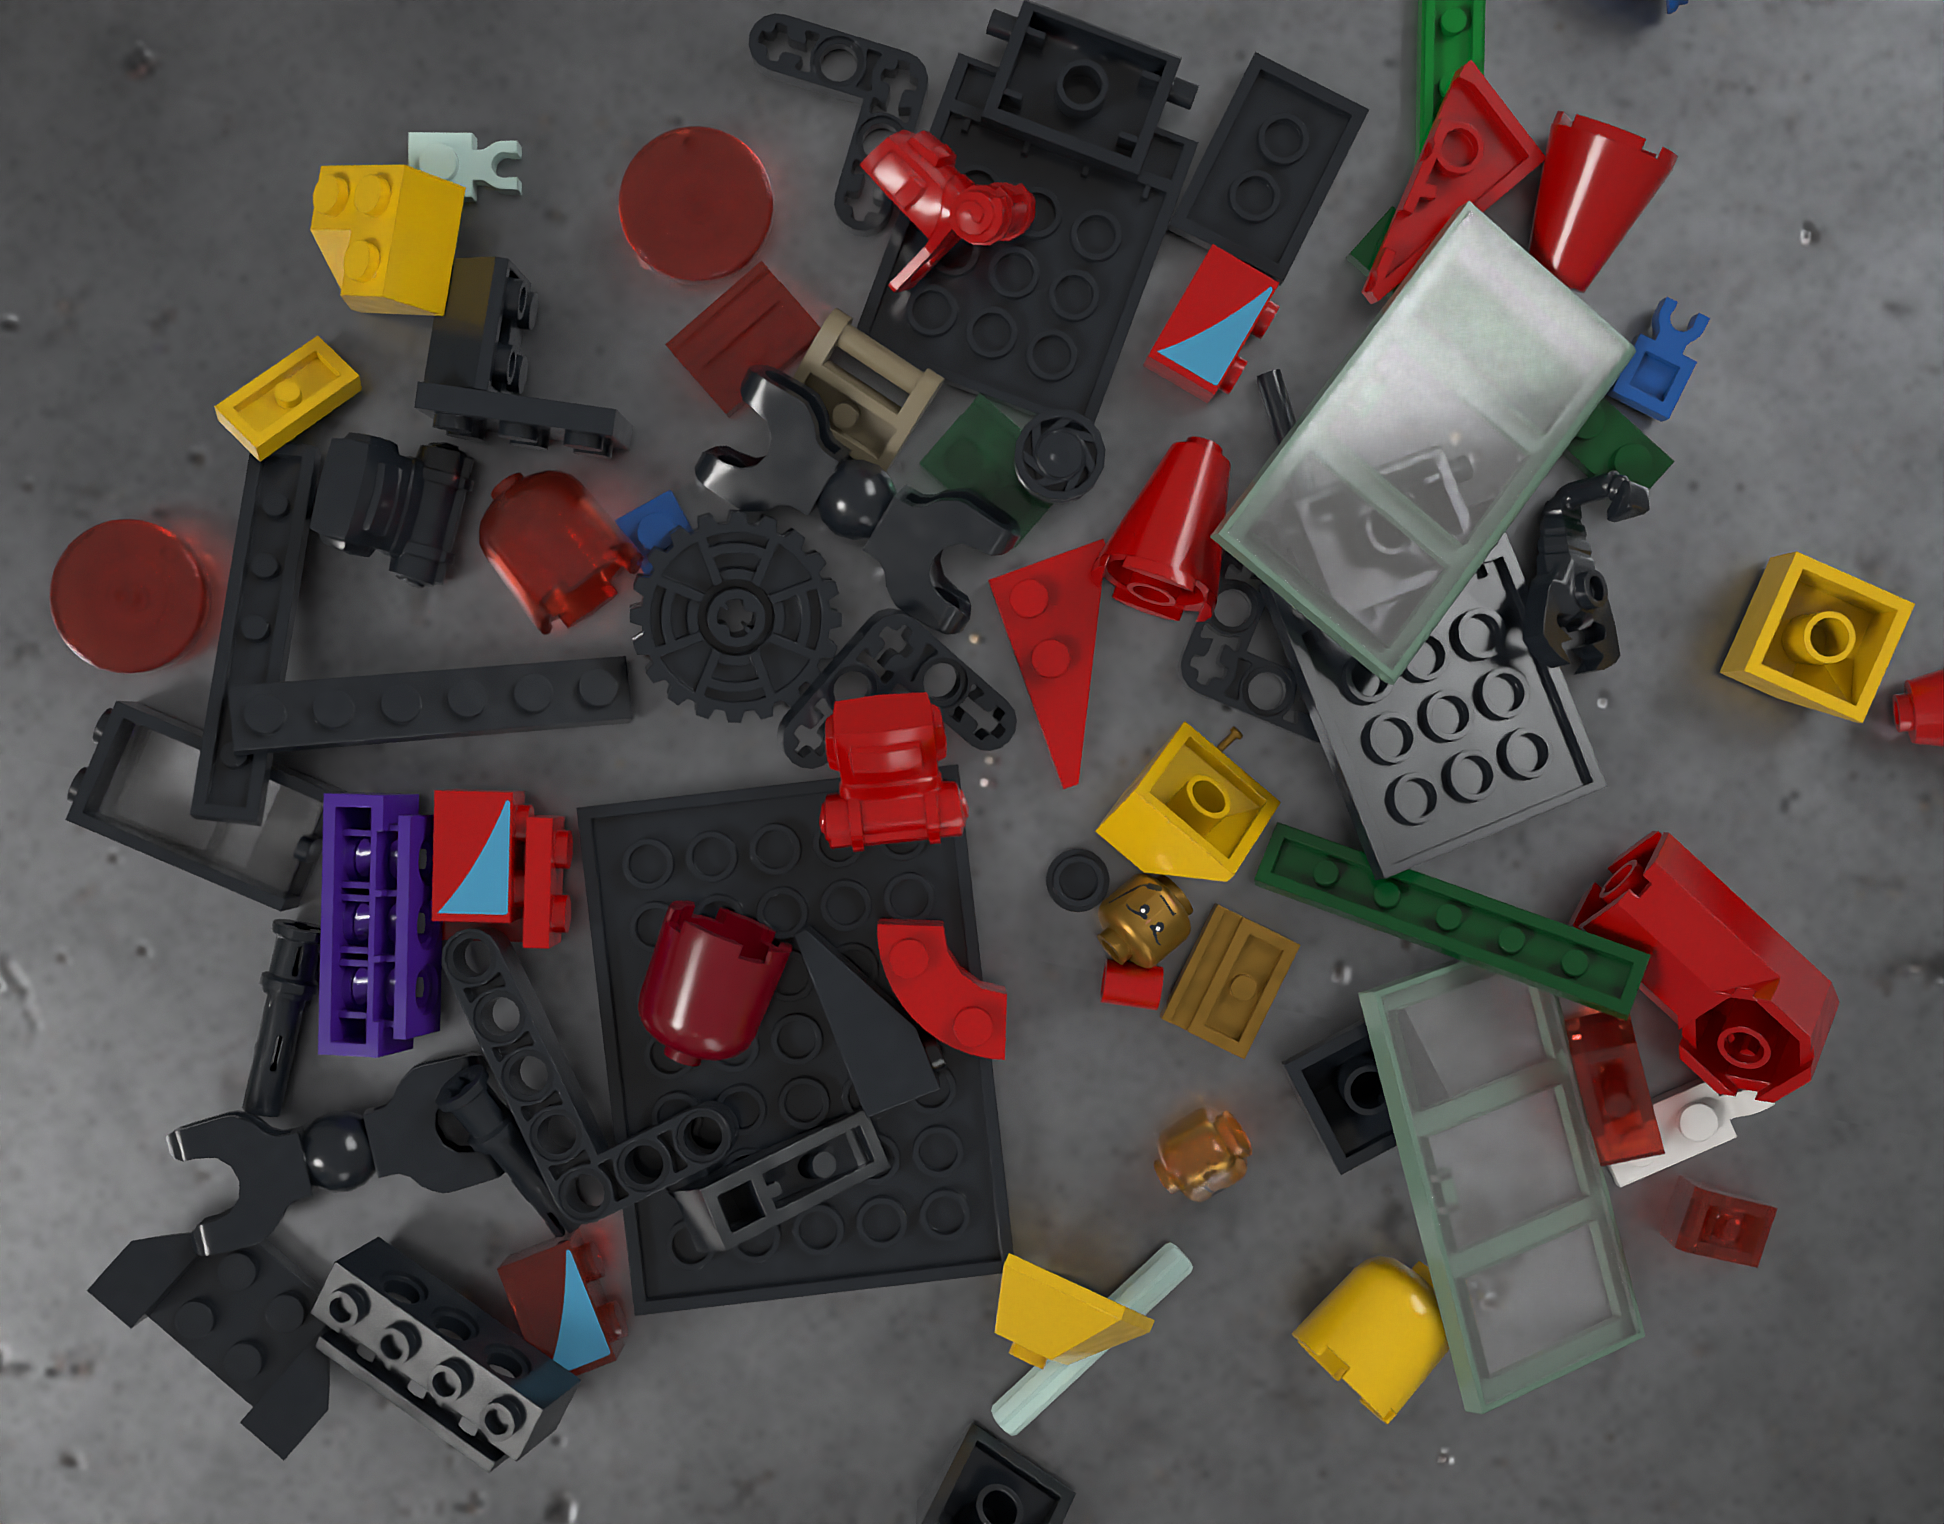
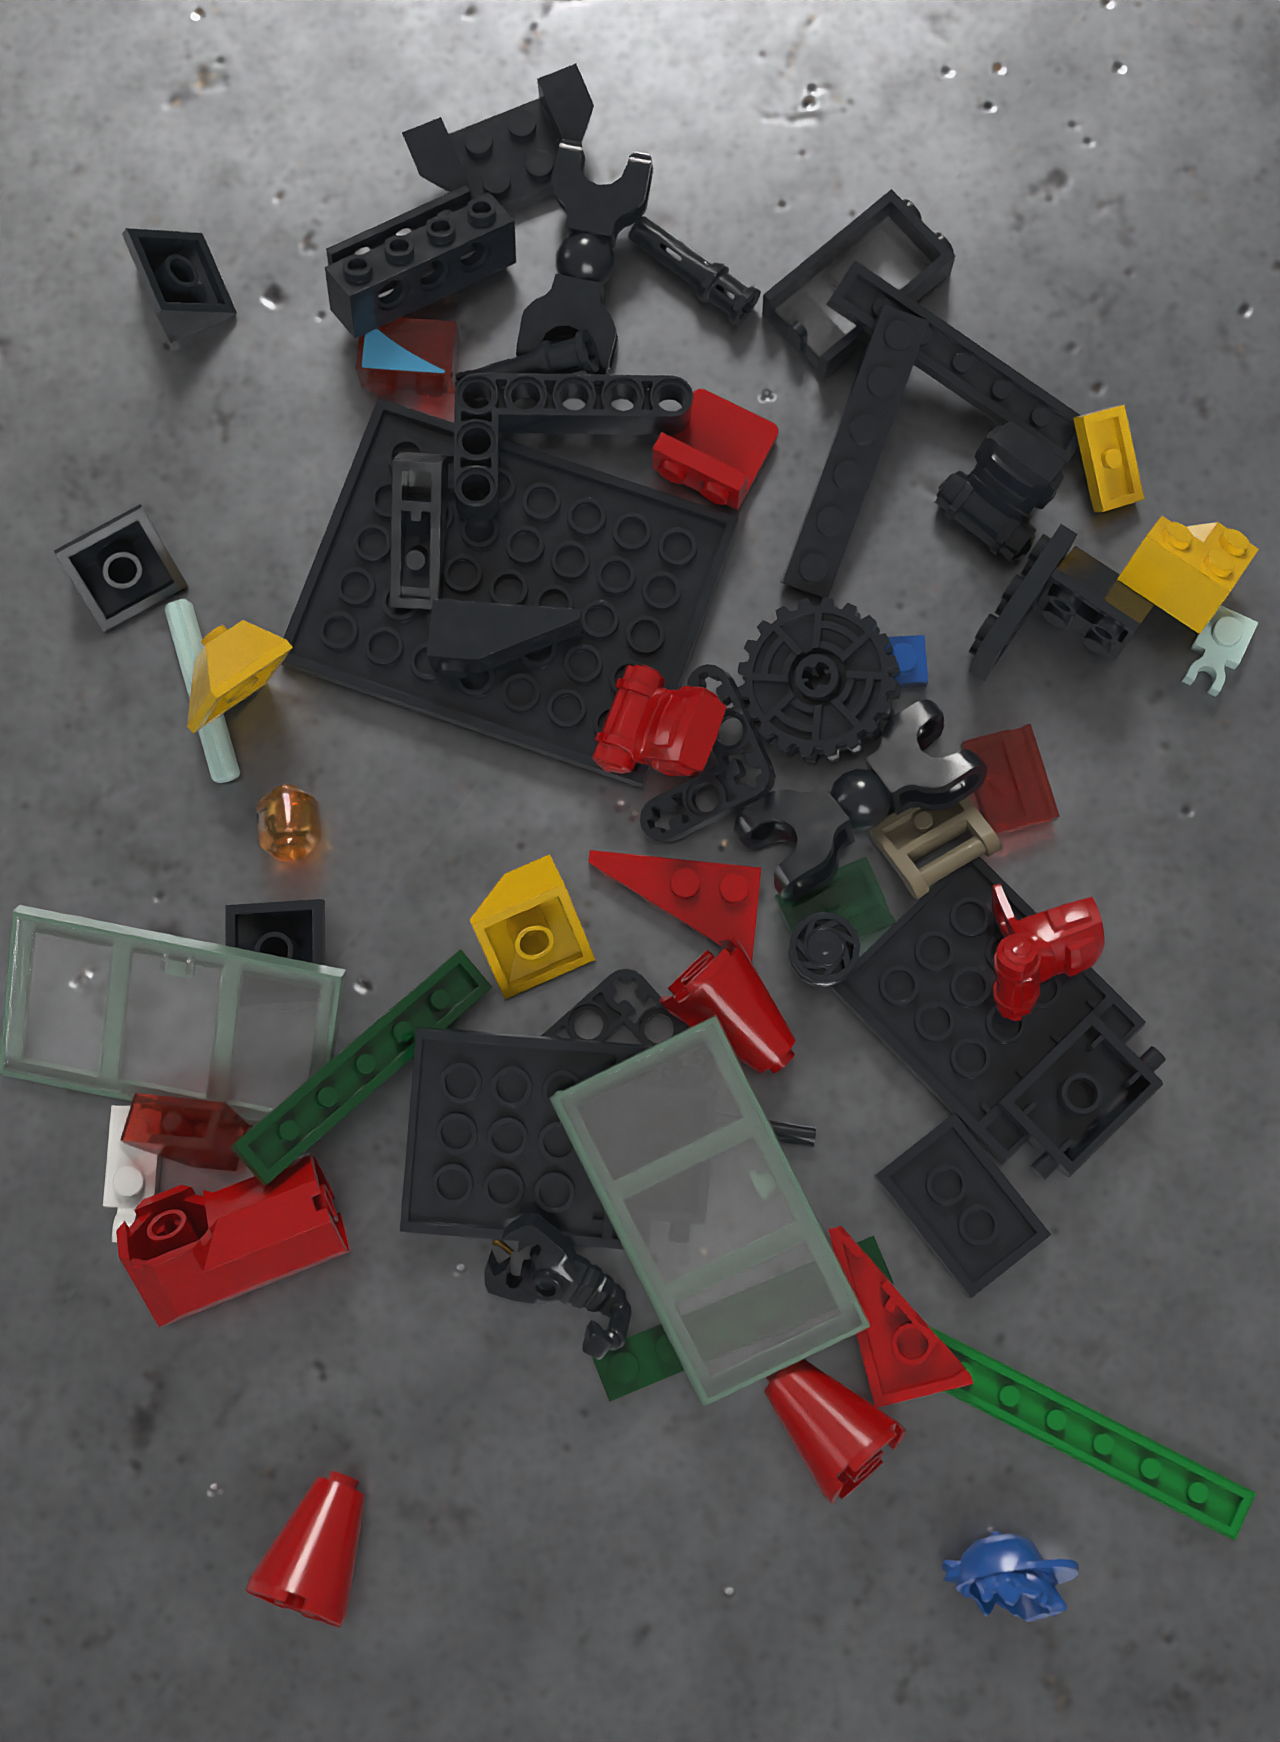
camera: 120 degrees right, 10 degrees down
(130, 596) = (1021, 299): clear red wheel -> none
(374, 963) = (704, 349): dark purple brick -> none
(479, 855) = (739, 435): red brick -> none
(554, 547) = (923, 582): clear red cylinder -> none
(696, 205) = (1118, 790): clear red wheel -> none
(709, 983) = (577, 541): dark red cylinder -> none
(863, 88) = (1151, 948): black beam -> none
(939, 991) = (494, 691): red brick -> none
(1077, 880) = (521, 830): black plate -> none
(1131, 985) = (430, 832): red hinge -> none
(1144, 920) = (470, 860): pearl gold head -> none
(1212, 324) = (866, 1109): red brick -> none
(1229, 981) = (398, 900): pearl gold plate -> none
(1235, 733) = (568, 990): pearl gold piece -> none
(1378, 1333) = (102, 875): yellow cylinder -> none
(1659, 369) = (683, 1421): blue plate -> none
(1717, 1223) = (47, 1161): clear red slope -> none
(1817, 637) = (428, 1437): yellow slope -> none

